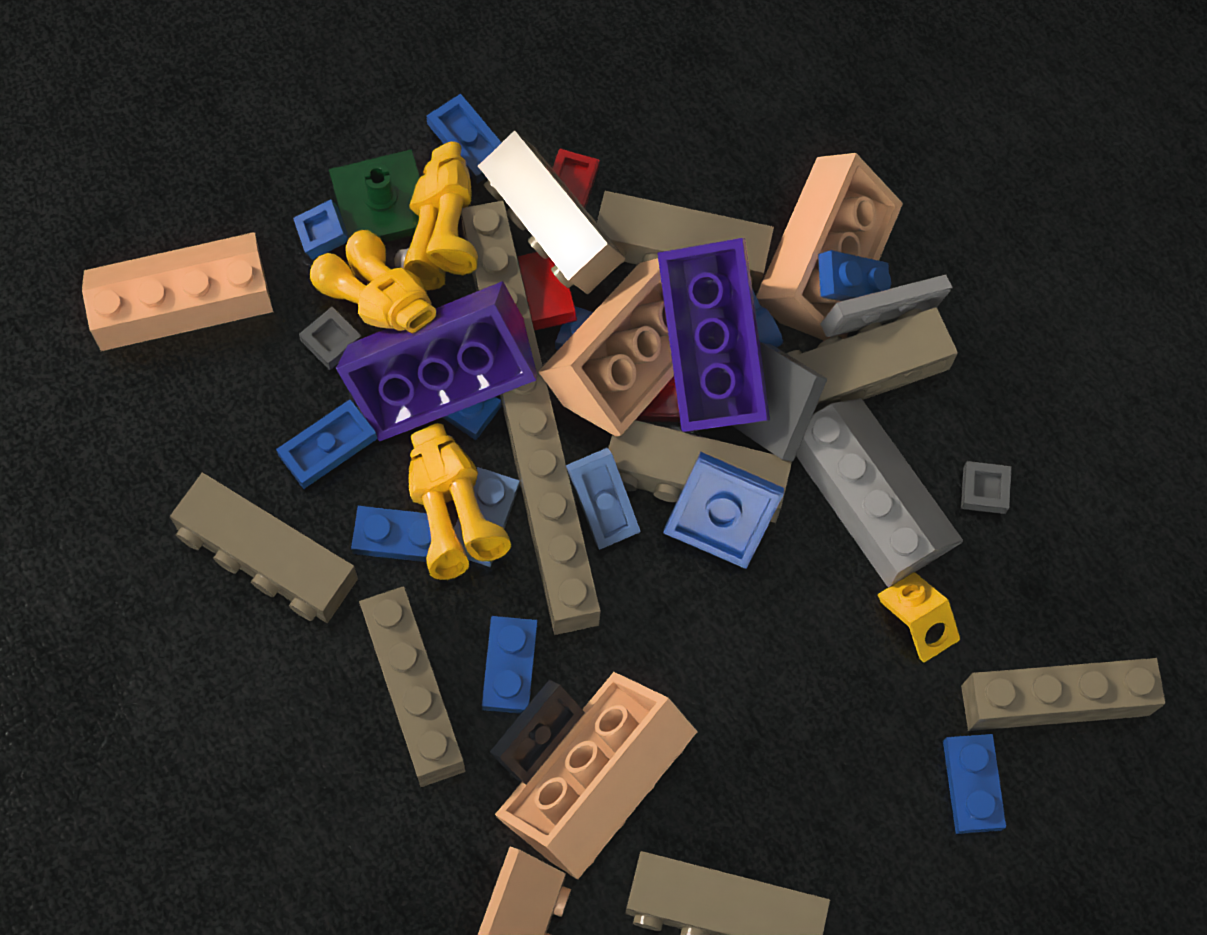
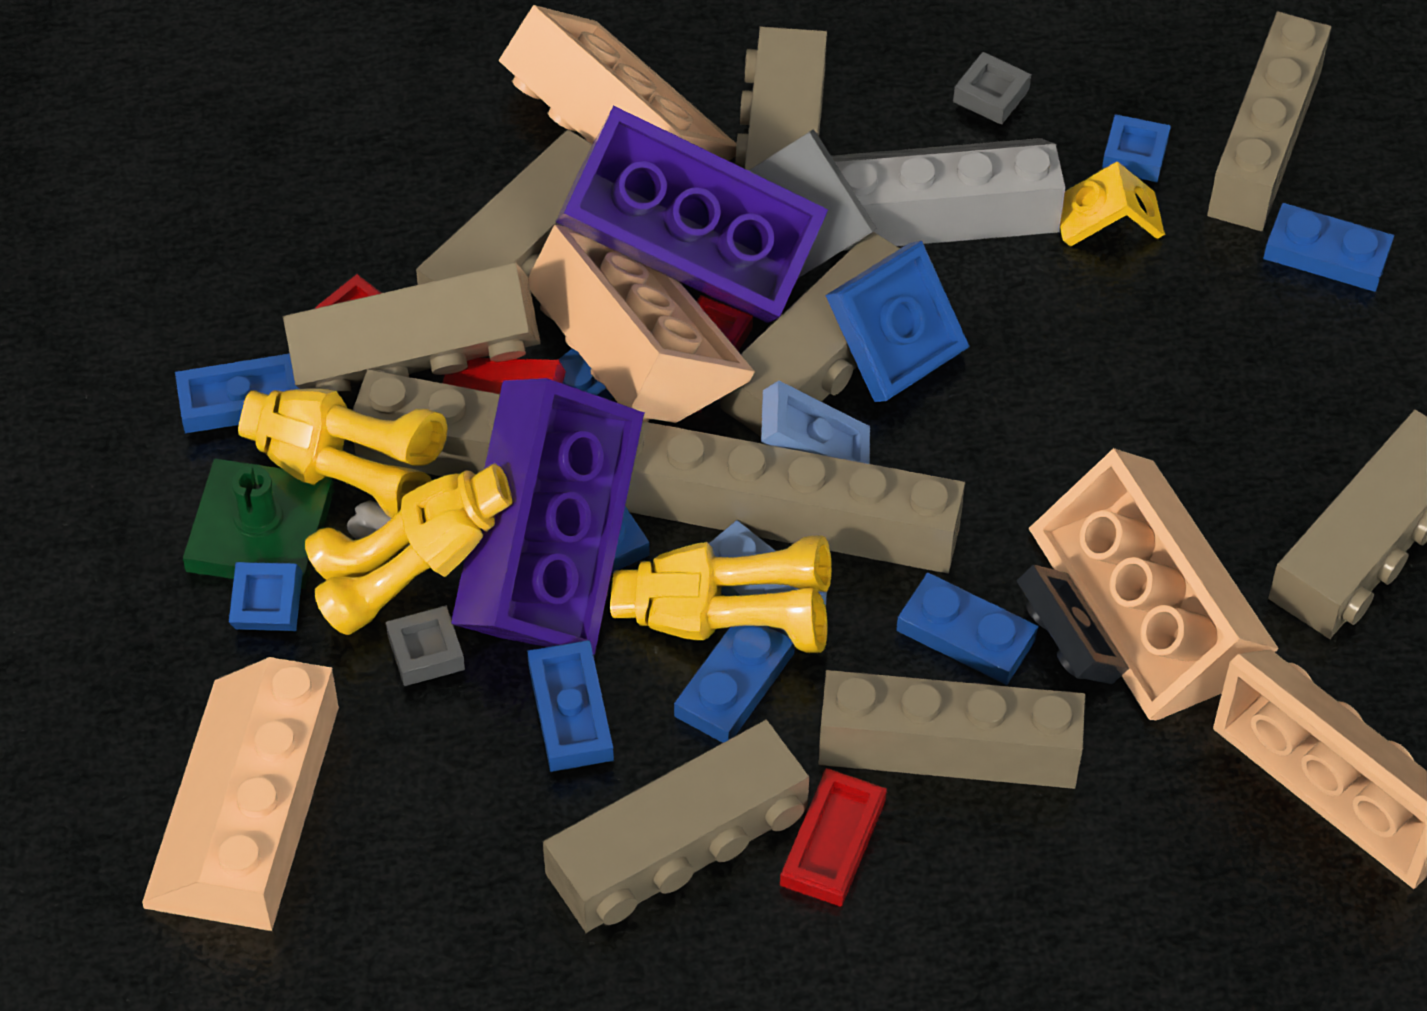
camera: 60 degrees left, 15 degrees down
(308, 648) = (833, 837): none -> red tile
(851, 276) = (679, 84): blue plate -> none
(885, 305) = (730, 73): light grey tile -> none
(986, 609) = (1137, 146): none -> blue plate

